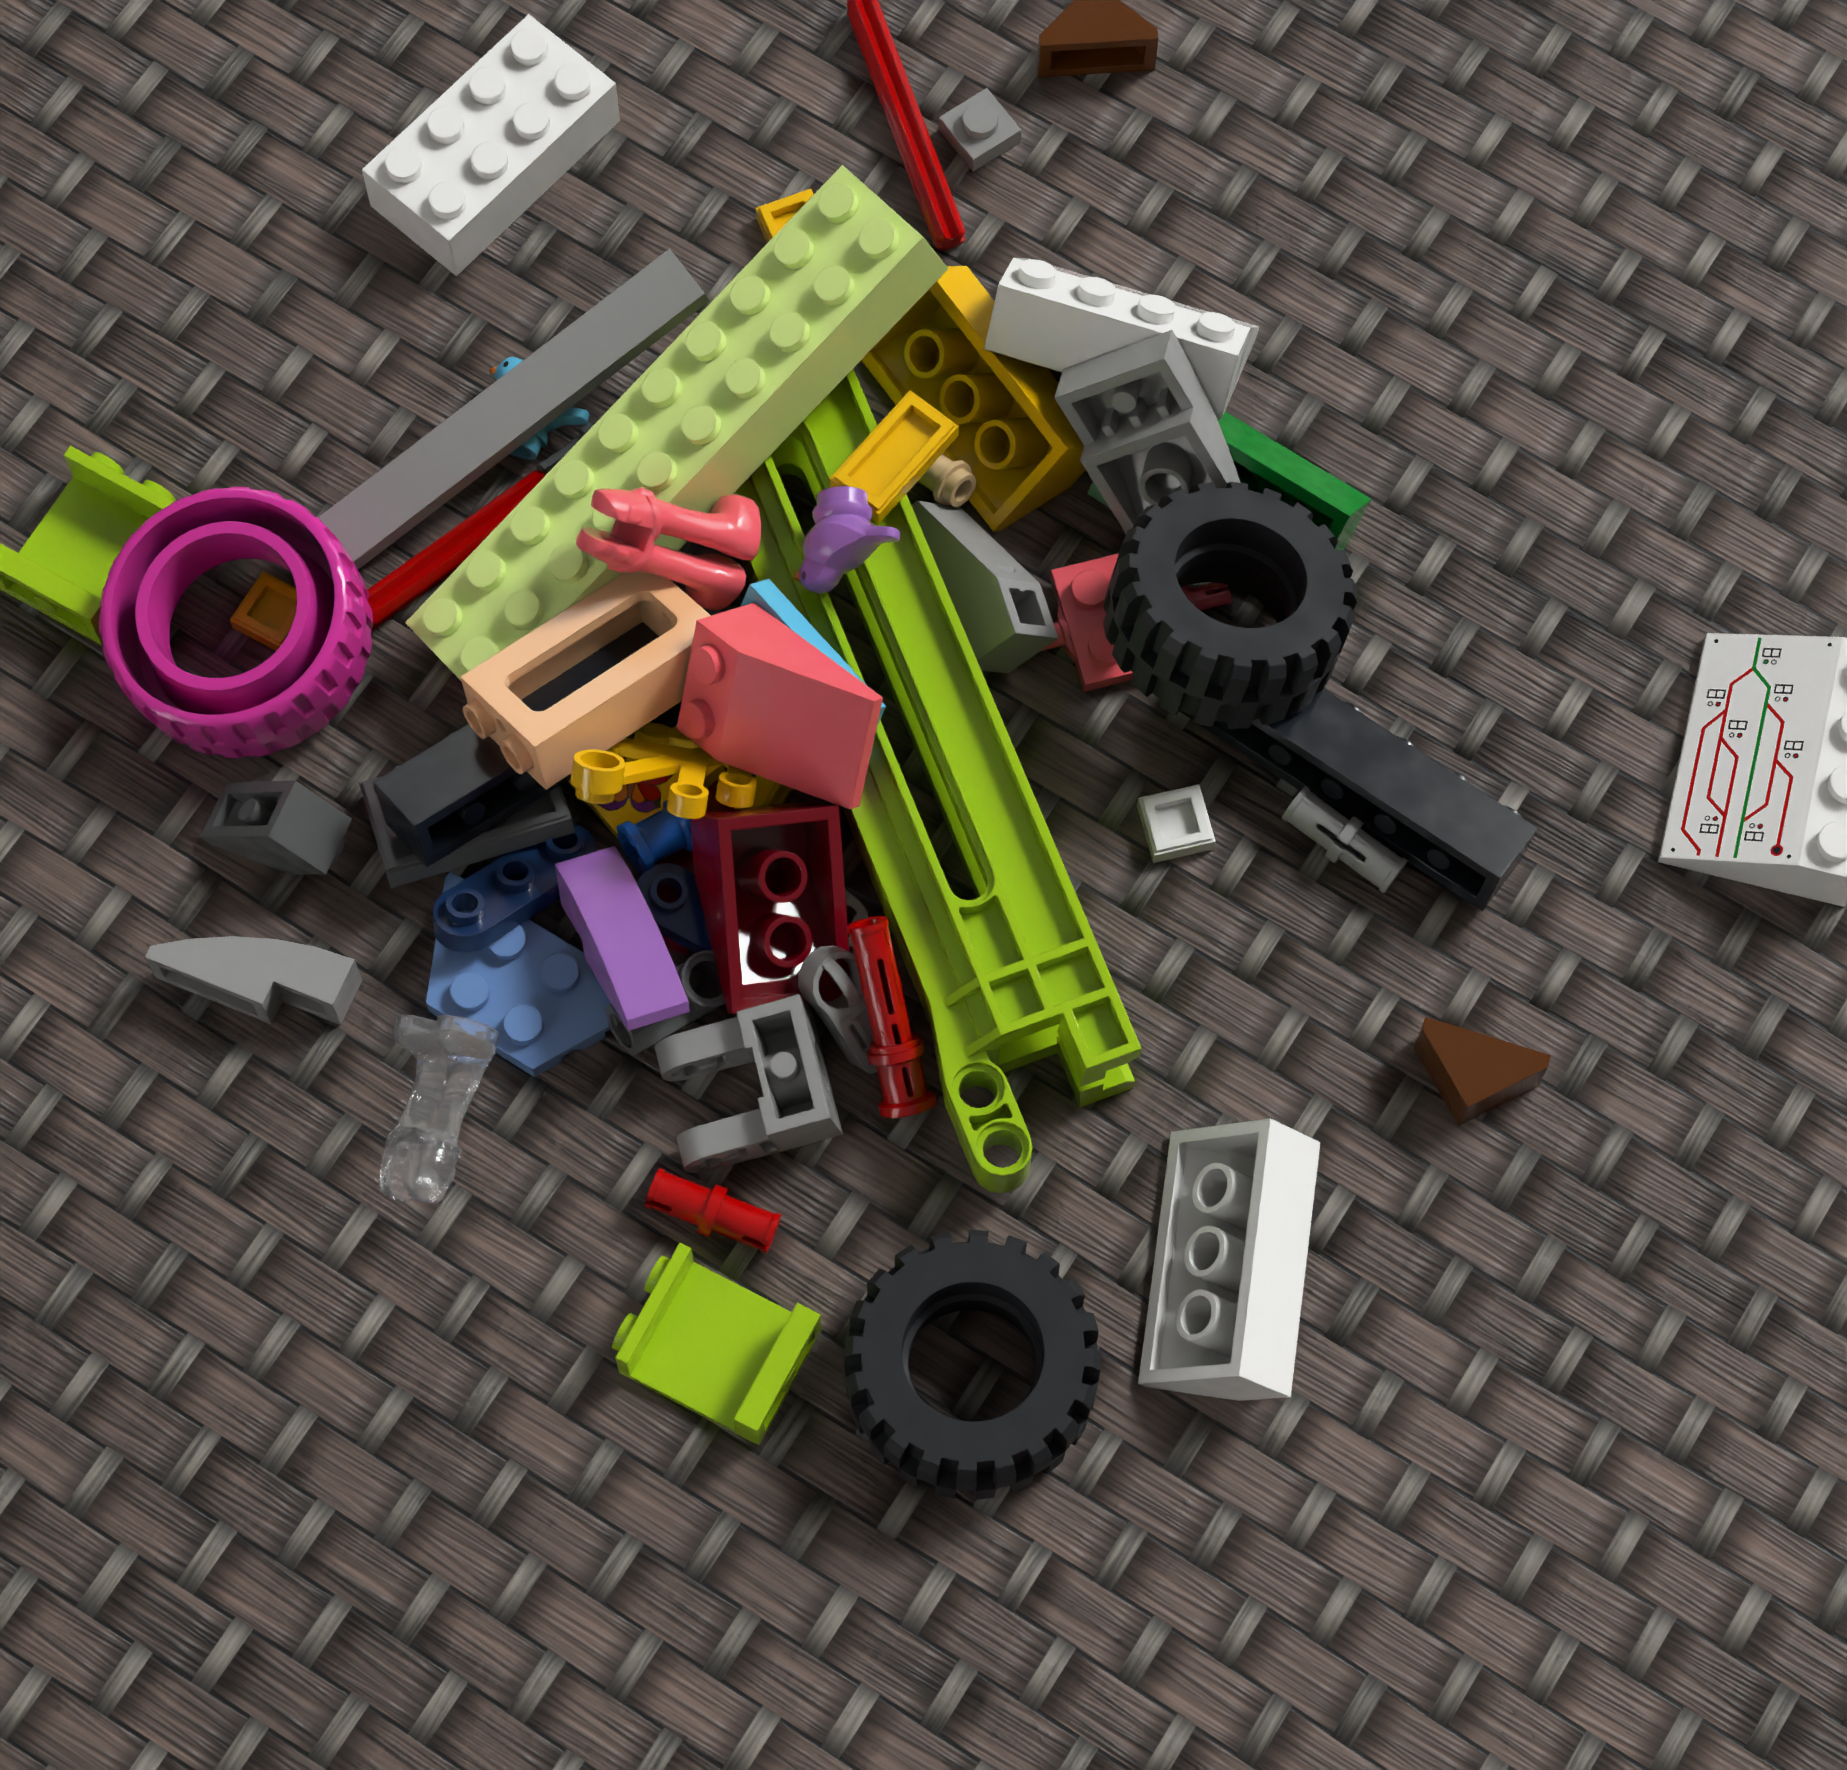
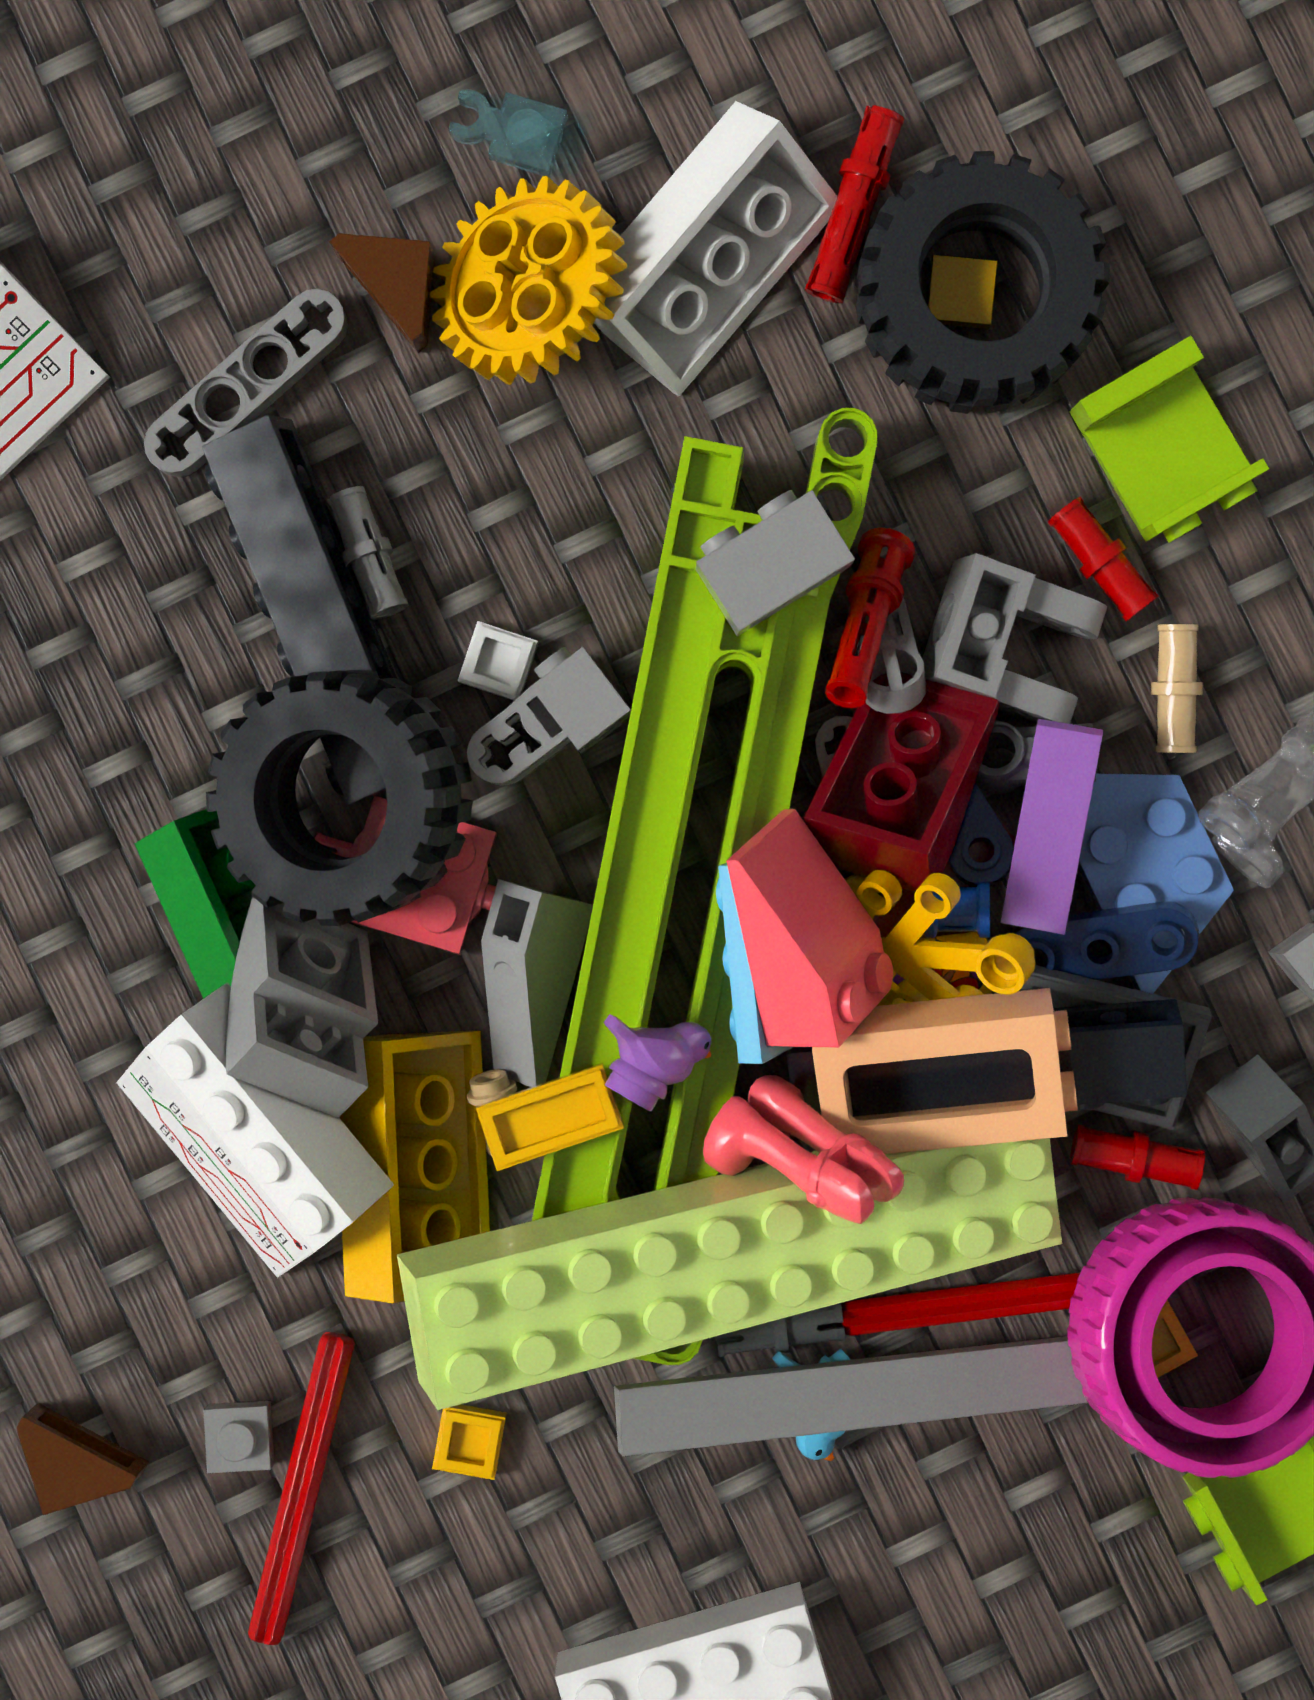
camera: 145 degrees left, 20 degrees up
(378, 742) = (1137, 1157): none -> red pin
(579, 1140) = (1177, 688): none -> tan pin
(984, 1364) = (962, 291): none -> yellow tile
(998, 976) = (773, 560): none -> light grey brick
(1092, 791) = (563, 707): none -> light grey brick
(1134, 1407) = (862, 180): none -> red pin
(1363, 1126) = (528, 280): none -> yellow gear
(1459, 1270) = (521, 133): none -> clear light blue plate
(1541, 918) = (239, 374): none -> light grey beam

